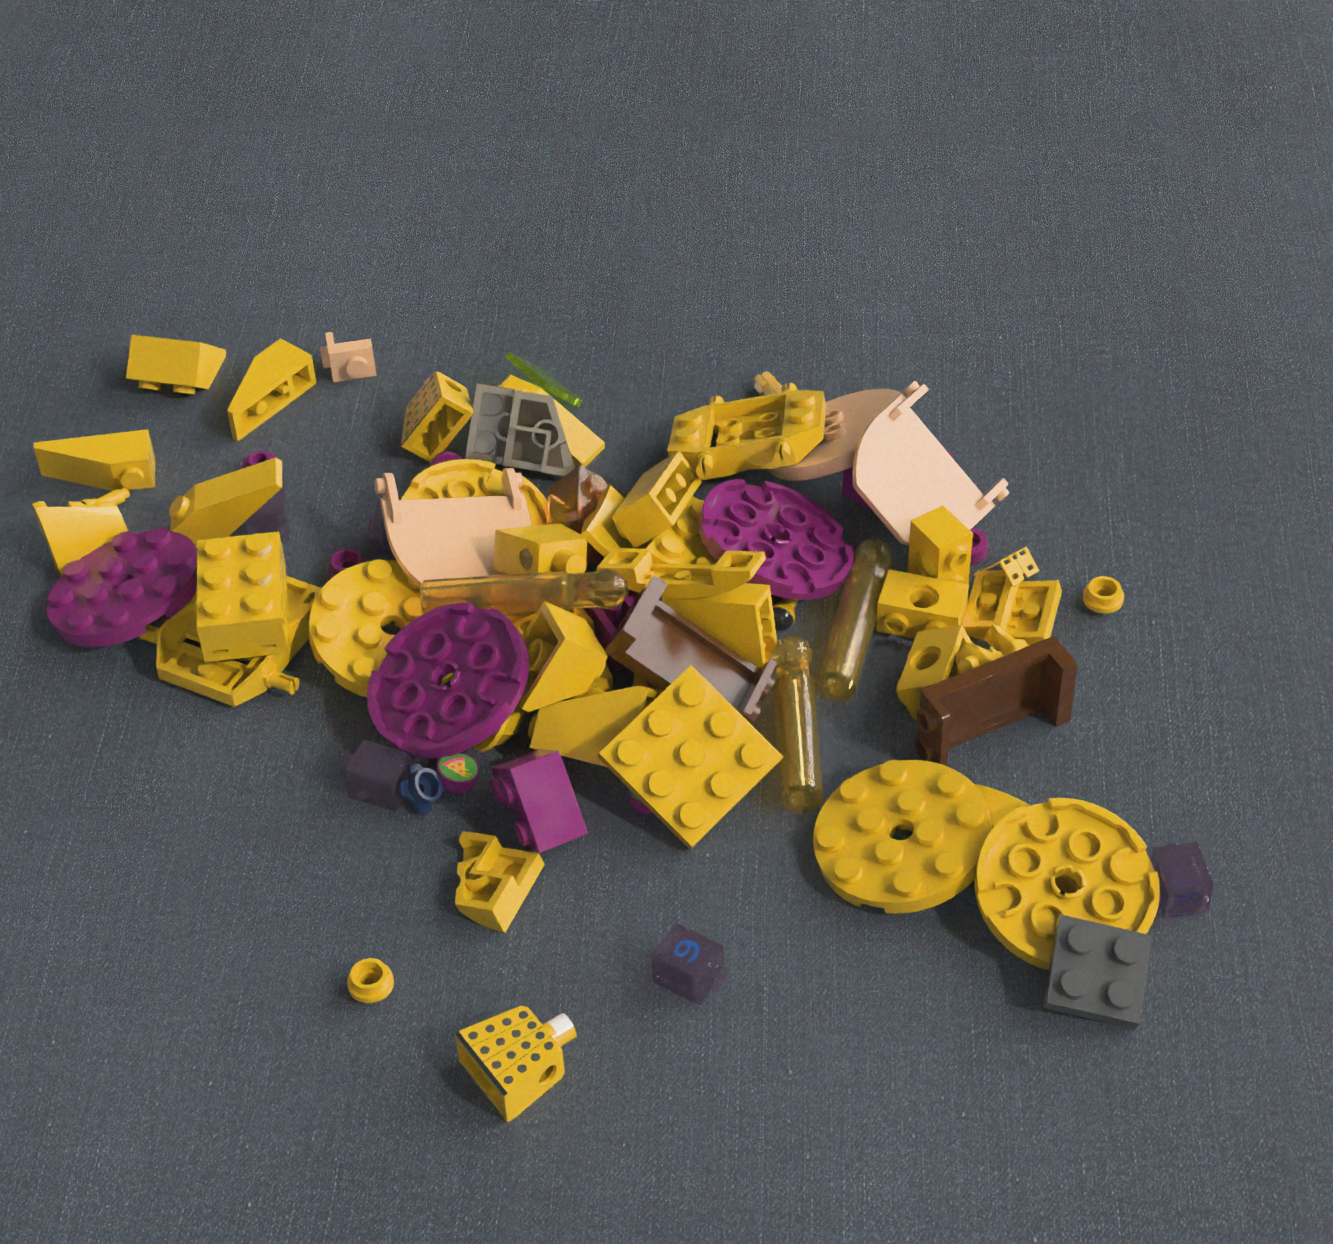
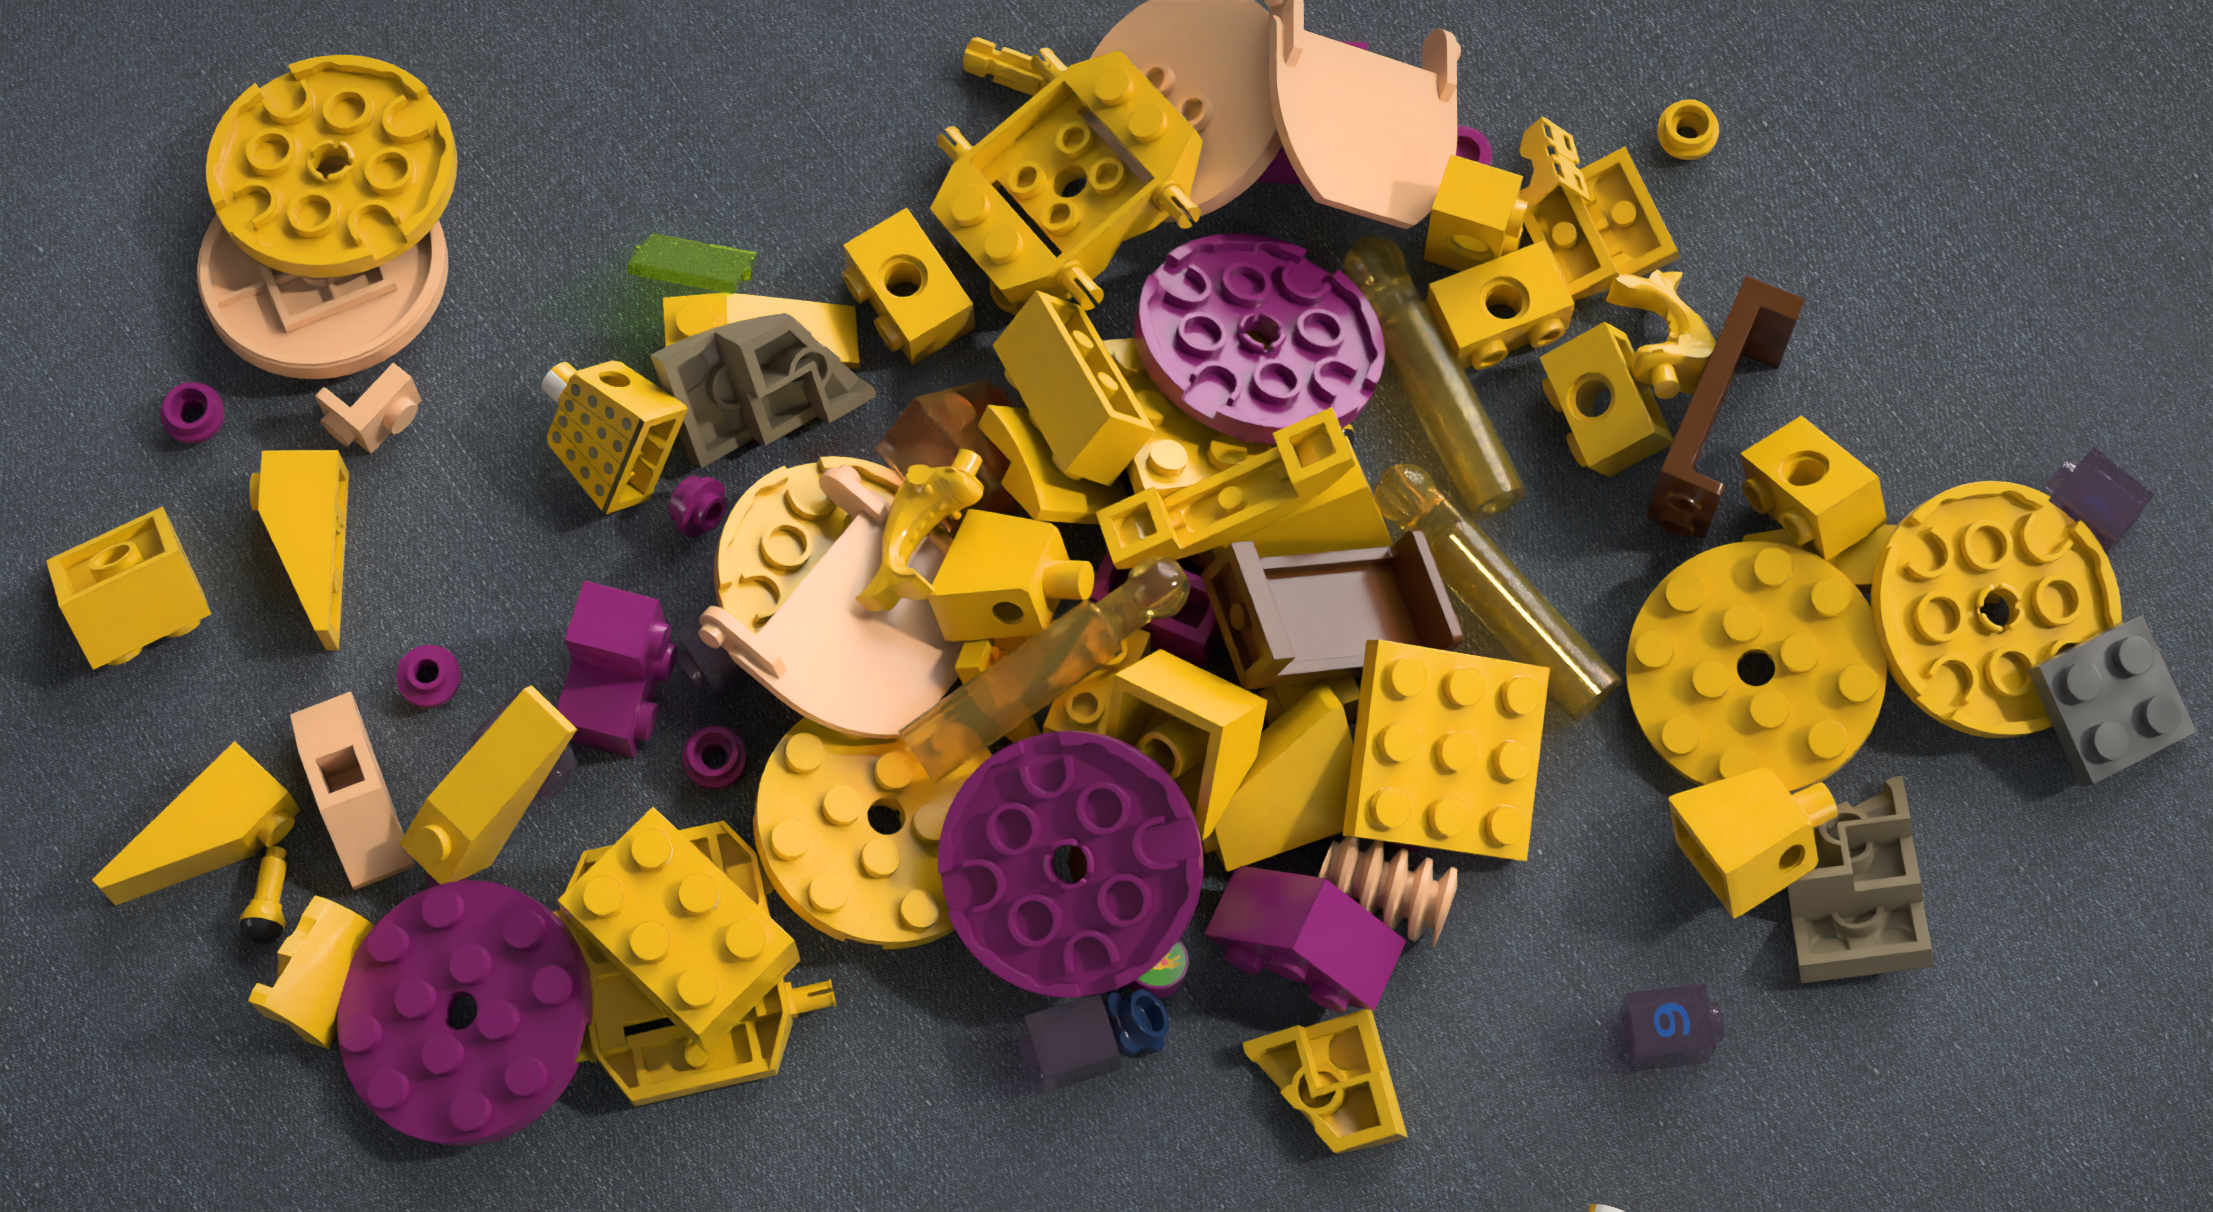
camera: 40 degrees left, 25 degrees up
(172, 474) = (350, 790): none -> light nougat slope
(274, 322) = (184, 398): none -> magenta plate
(341, 500) = (618, 658): none -> magenta brick
(386, 301) = (319, 324): none -> light nougat plate
(426, 264) = (358, 218): none -> yellow plate
(543, 505) = (918, 506): none -> yellow animal
(606, 806) = (1391, 885): none -> light nougat piece
(633, 441) = (902, 253): none -> yellow brick
(820, 898) = (1750, 834): none -> yellow torso
(861, 972) = (1864, 897): none -> dark tan slope
(1010, 767) = (1813, 488): none -> yellow brick

